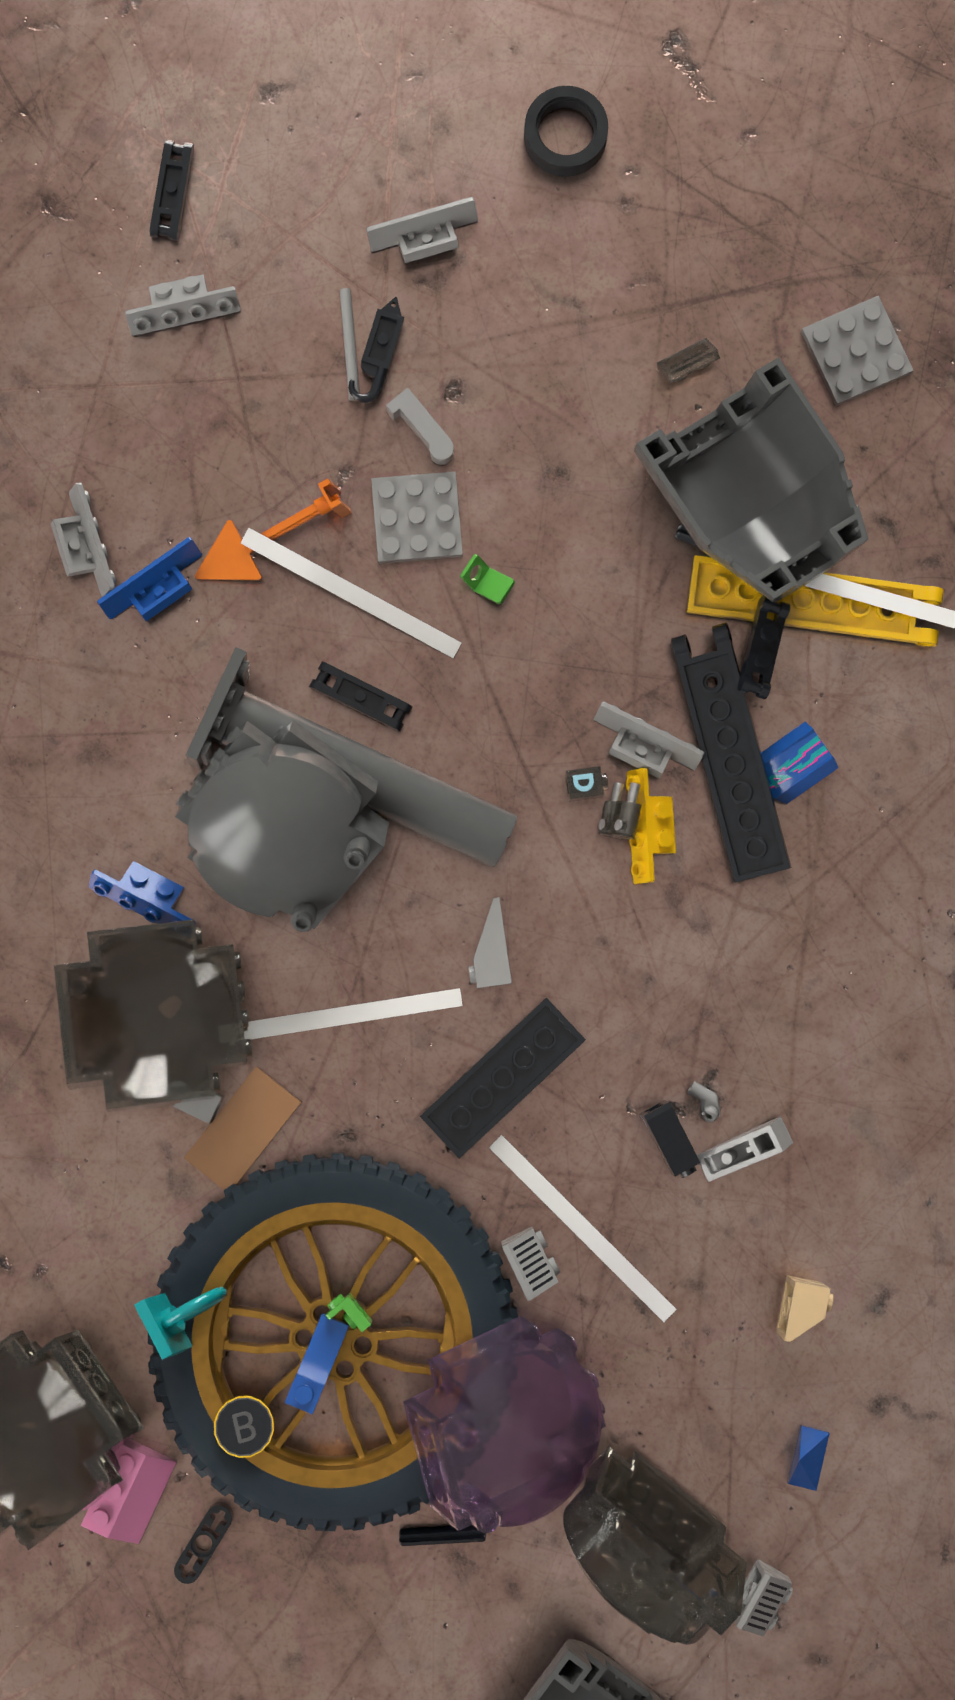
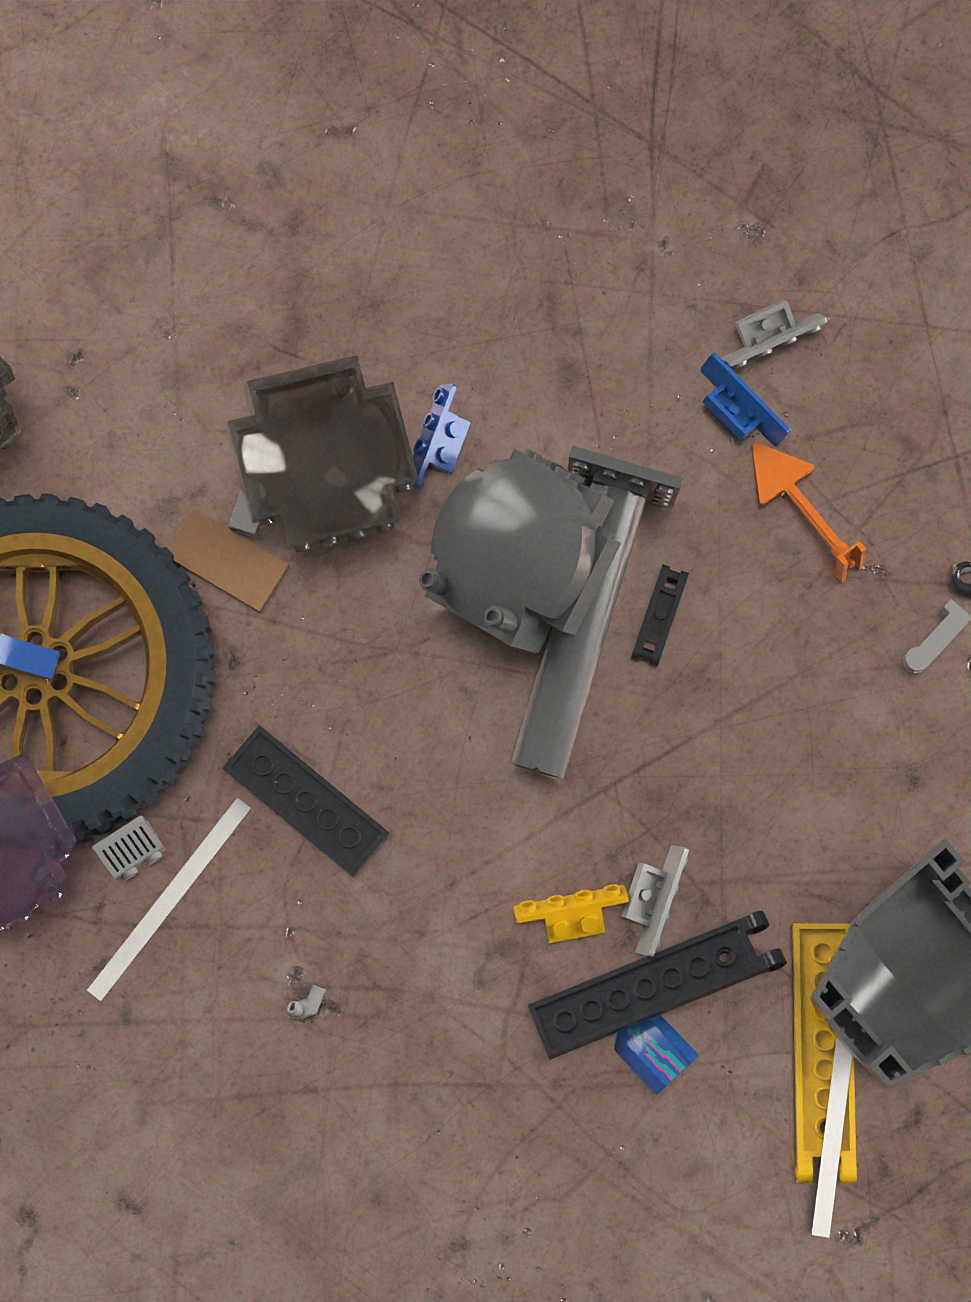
camera: 85 degrees right, 5 degrees down
(167, 1322) = (34, 504): teal tile -> none
(350, 592) = (760, 592): white sticker -> none
(353, 1014) = (350, 649): white sticker -> none
(354, 1315) = (63, 681): bright green bracket -> none
(417, 517) = (845, 646): light grey plate -> none
(488, 581) = (792, 722): bright green bracket -> none
(491, 957) = (423, 773): light grey slope -> none
(585, 783) = (605, 844): clear smoke brick -> none
(621, 817) = (577, 880): clear smoke piece -> none
(670, 1139) = (265, 971): black slope -> none
(745, 1149) = (264, 1048): light grey slope -> none
(763, 647) = (765, 1001): black plate -> none
(802, 1306) = (117, 1123): tan slope -> none

